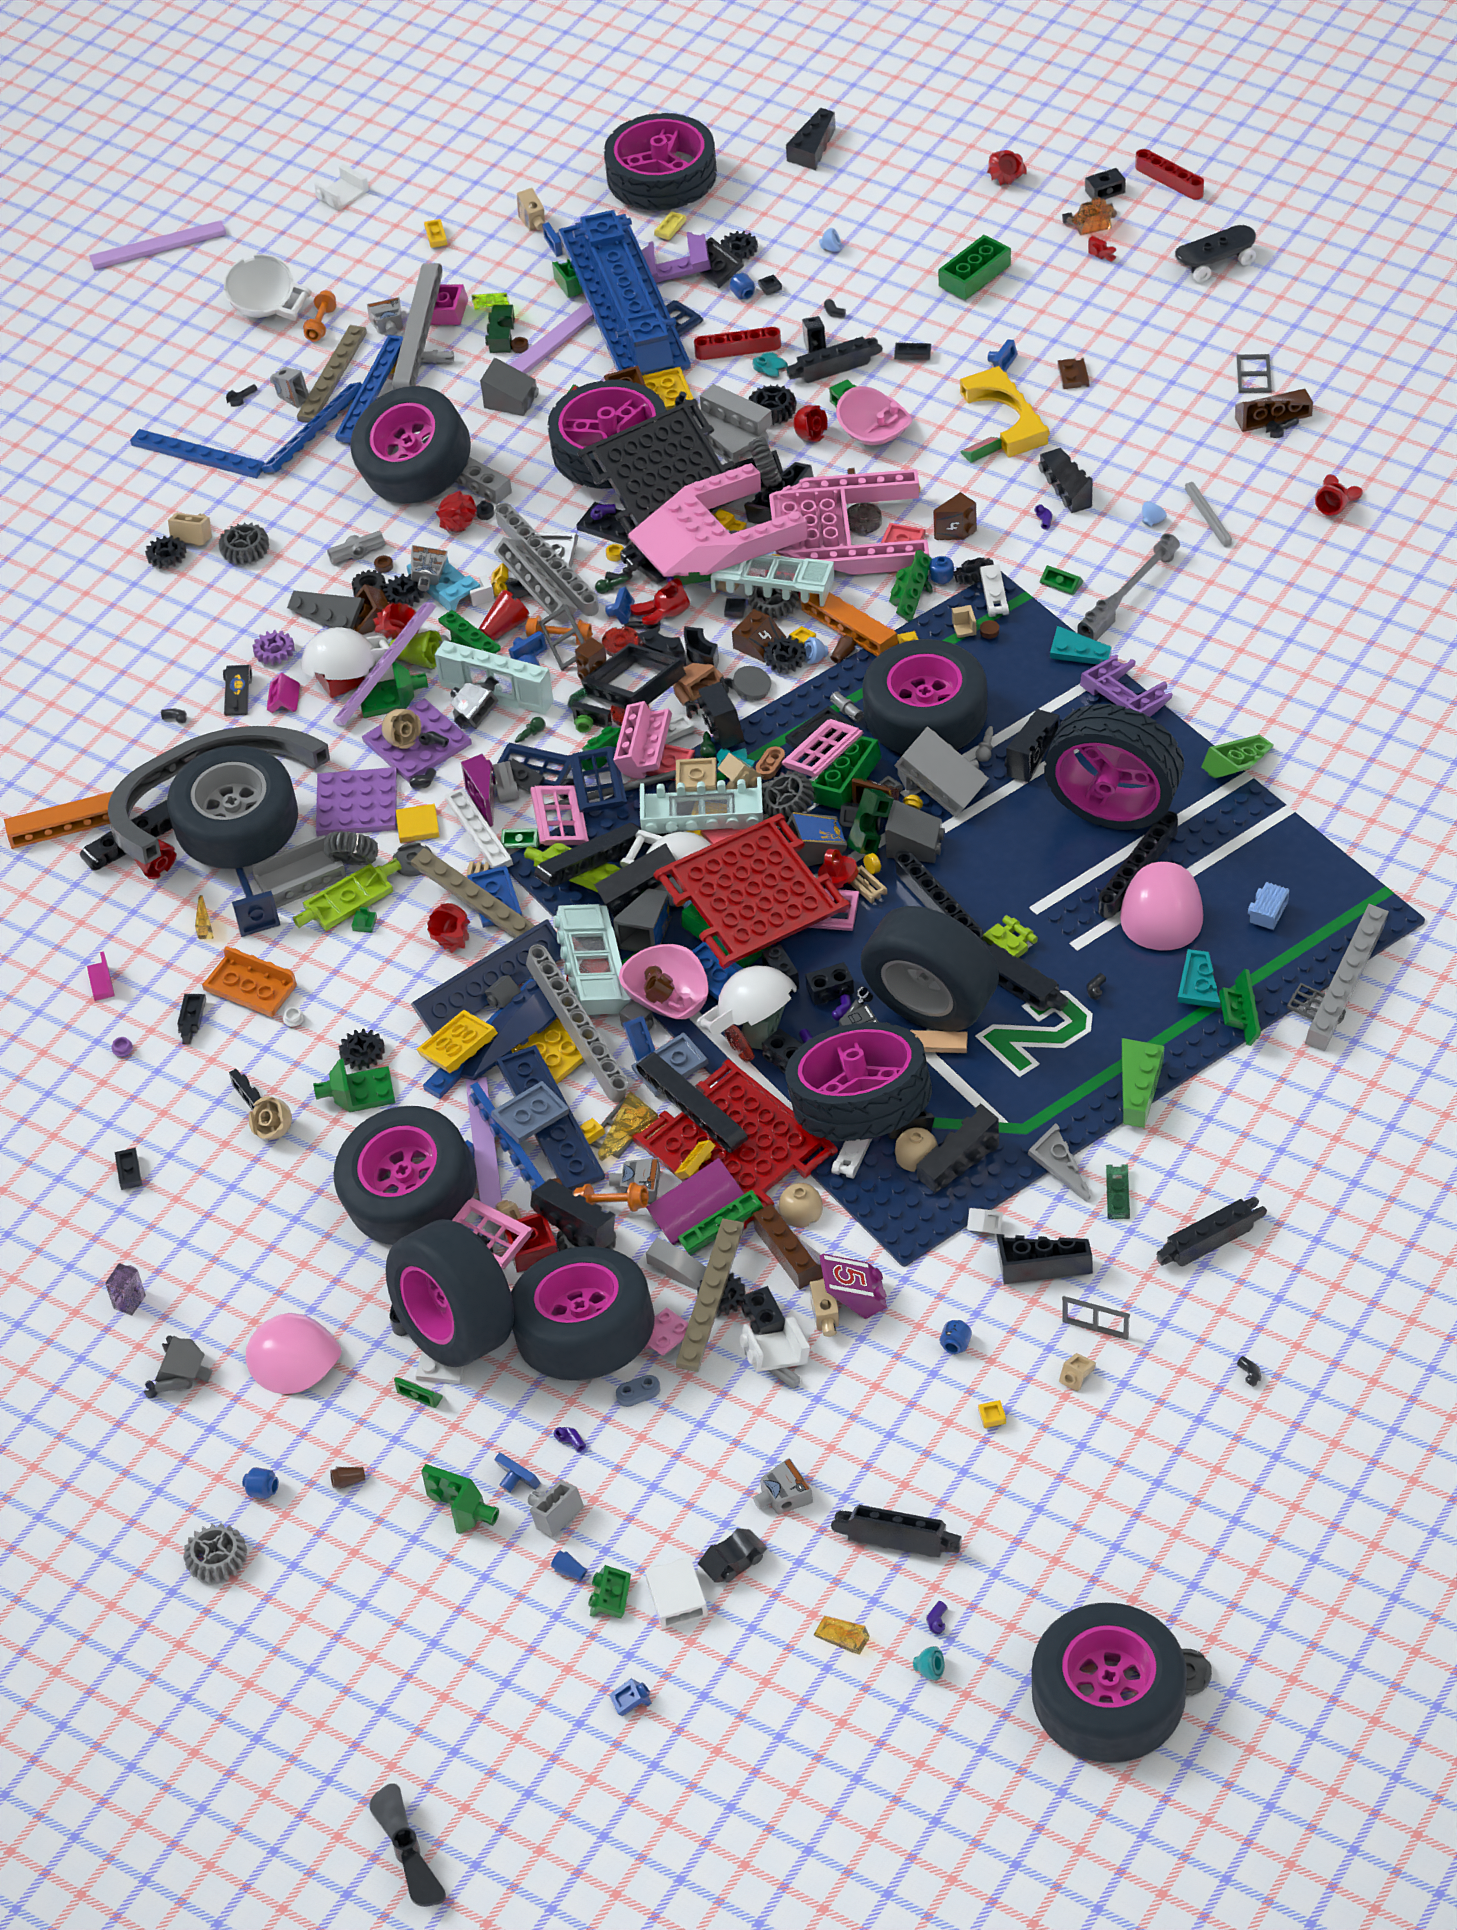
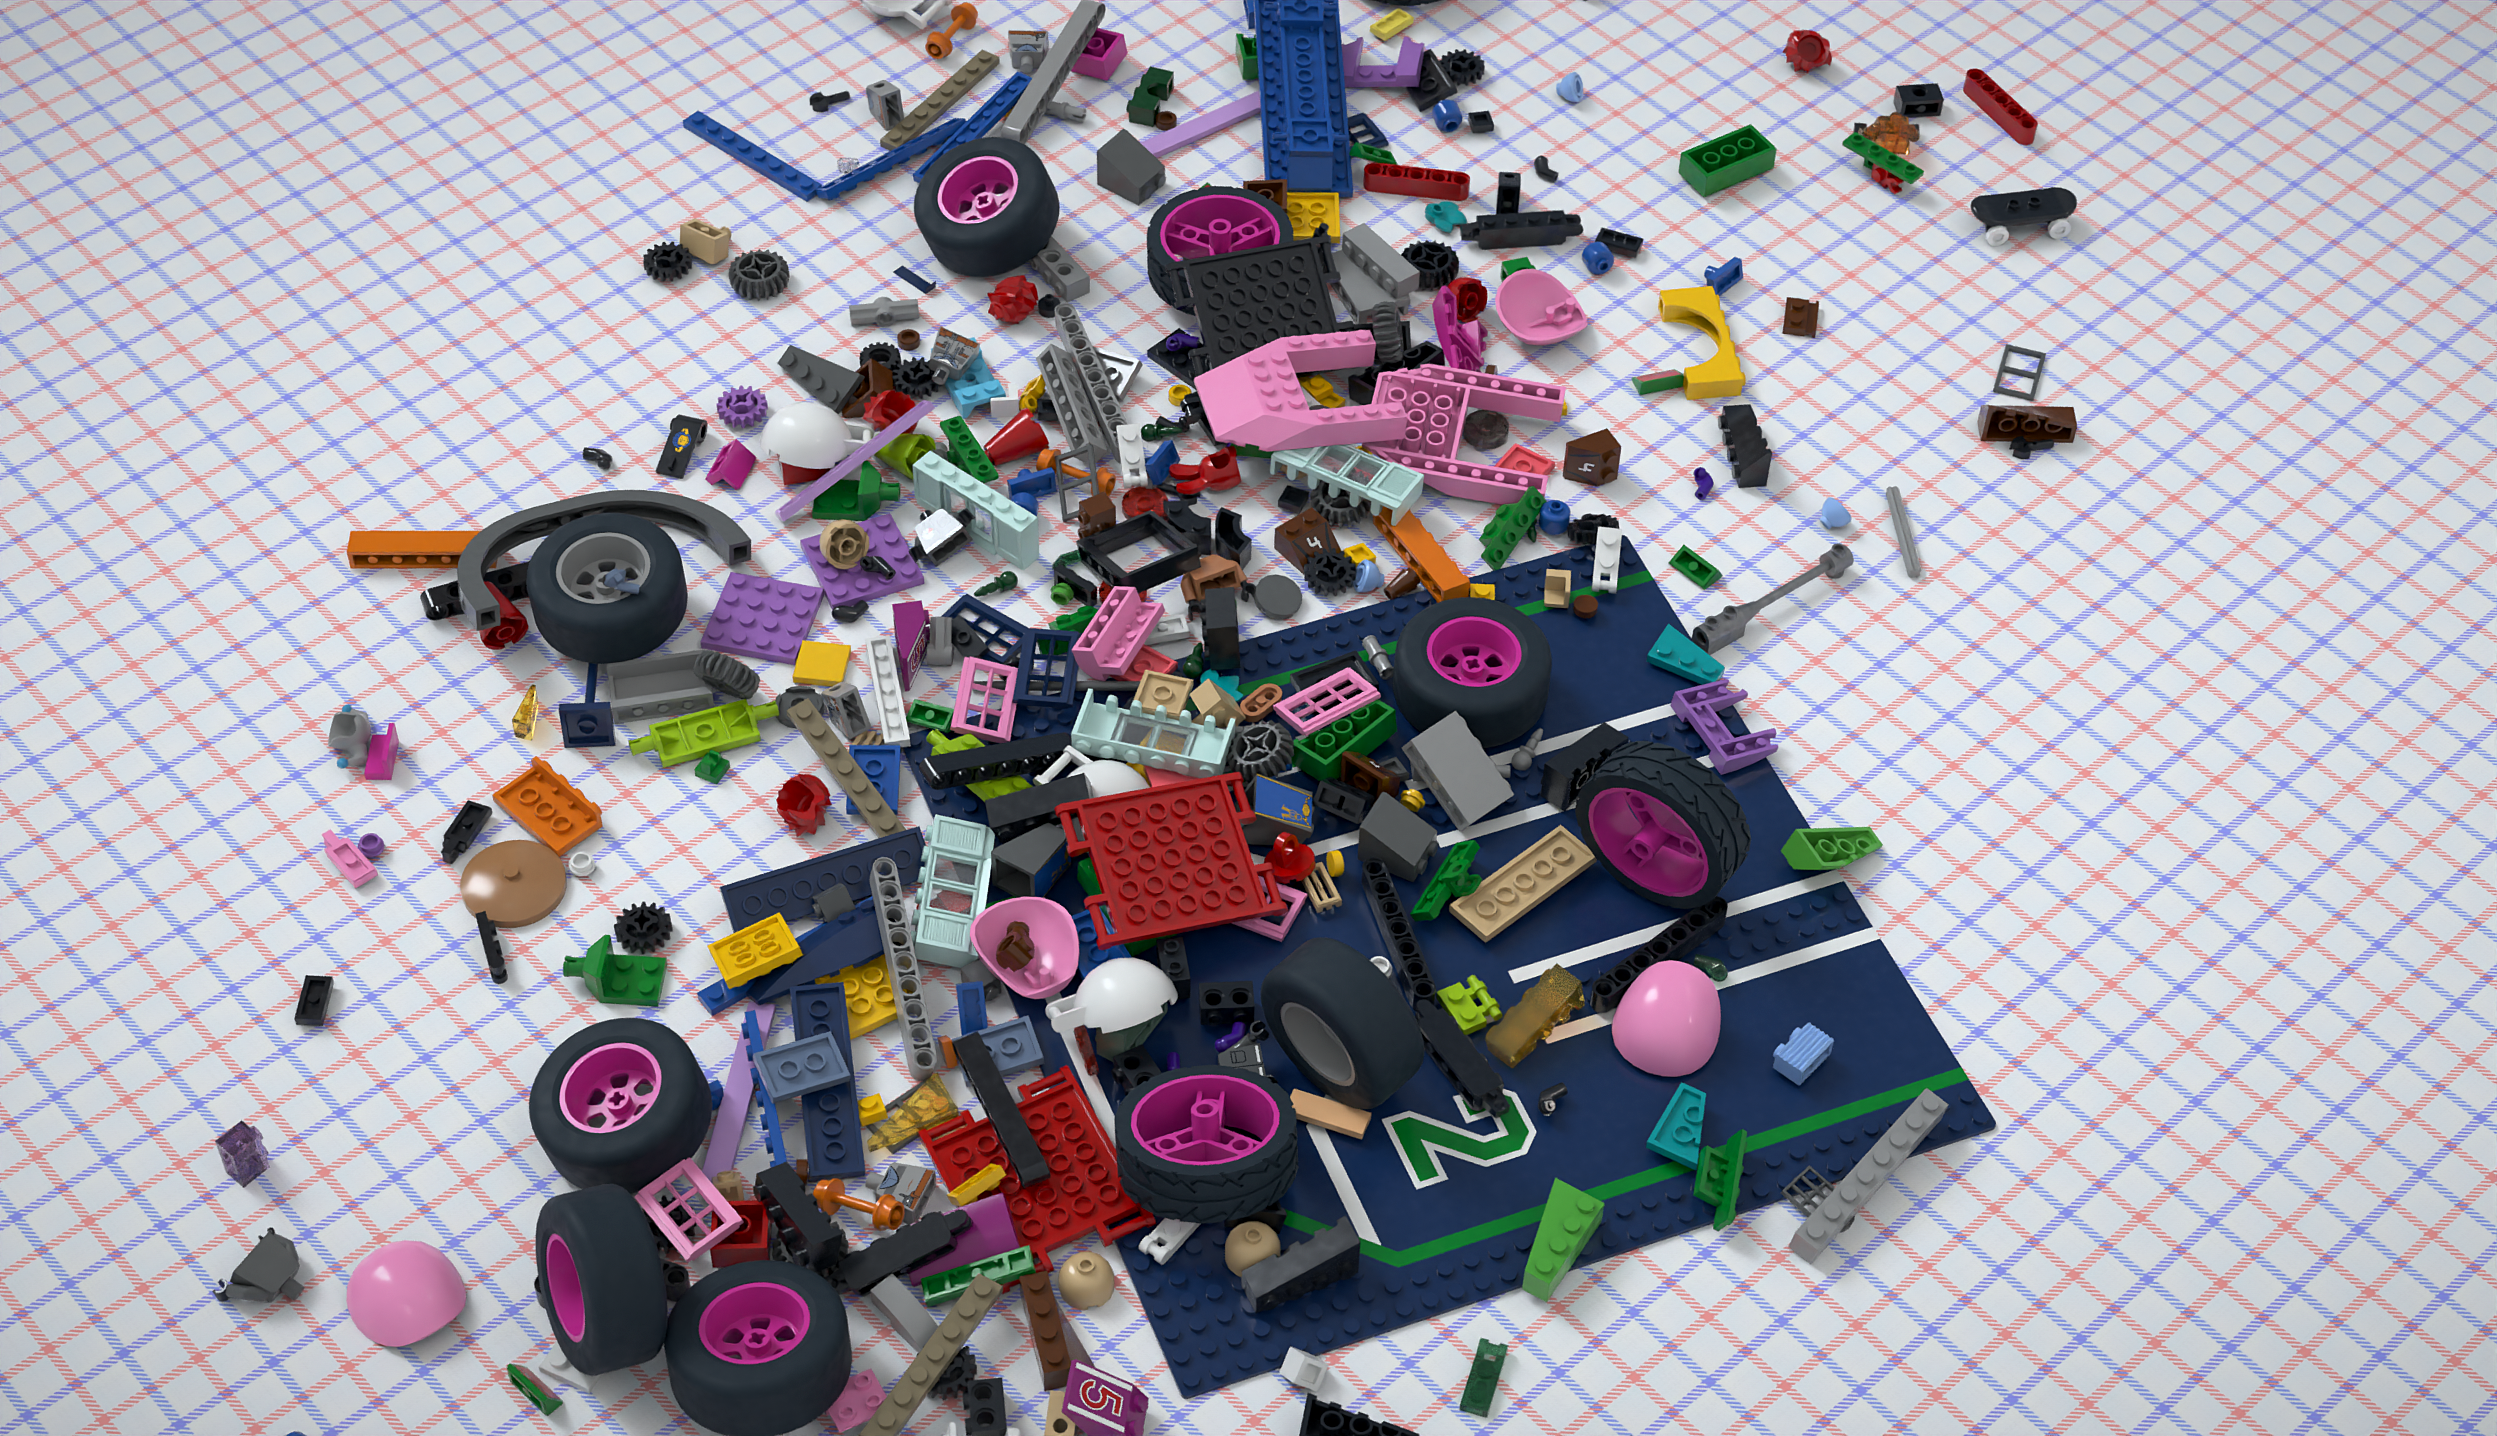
camera: 10 degrees right, 0 degrees up
(70, 968) = (350, 733): none -> light grey piece
(109, 1061) = (348, 859): none -> bright pink hinge
(245, 796) = (616, 579): none -> sand blue plate
(245, 1042) = (514, 883): none -> medium nougat dish
(270, 1118) = (499, 985): tan cylinder -> none
(279, 441) = (847, 165): none -> clear tile
(368, 517) = (914, 279): none -> dark blue piece
(453, 849) = (845, 703): none -> light grey torso
(490, 299) = (1148, 59): clear neon green plate -> none
(598, 605) = (1131, 455): none -> white plate
(631, 1074) = (947, 1051): none -> orange tile
(660, 1219) = (900, 1253): none -> black hinge
(695, 330) = (1372, 154): none -> green slope
(819, 454) = (1459, 342): none -> dark pink wedge
(863, 834) = (1335, 825): dark green arch -> none
(901, 366) = (1597, 258): none -> blue head
(962, 851) = (1449, 878): none -> green plate
(1018, 841) = (1523, 883): none -> tan plate
(1055, 1157) = (1419, 1308): light grey wing -> none
(1064, 930) = (1535, 1015): none -> clear yellow wedge
(1094, 235) = (1883, 158): none -> green bracket
(1181, 860) = (1713, 966): none -> clear green arm
(1333, 496) = (2064, 550): red piece -> none

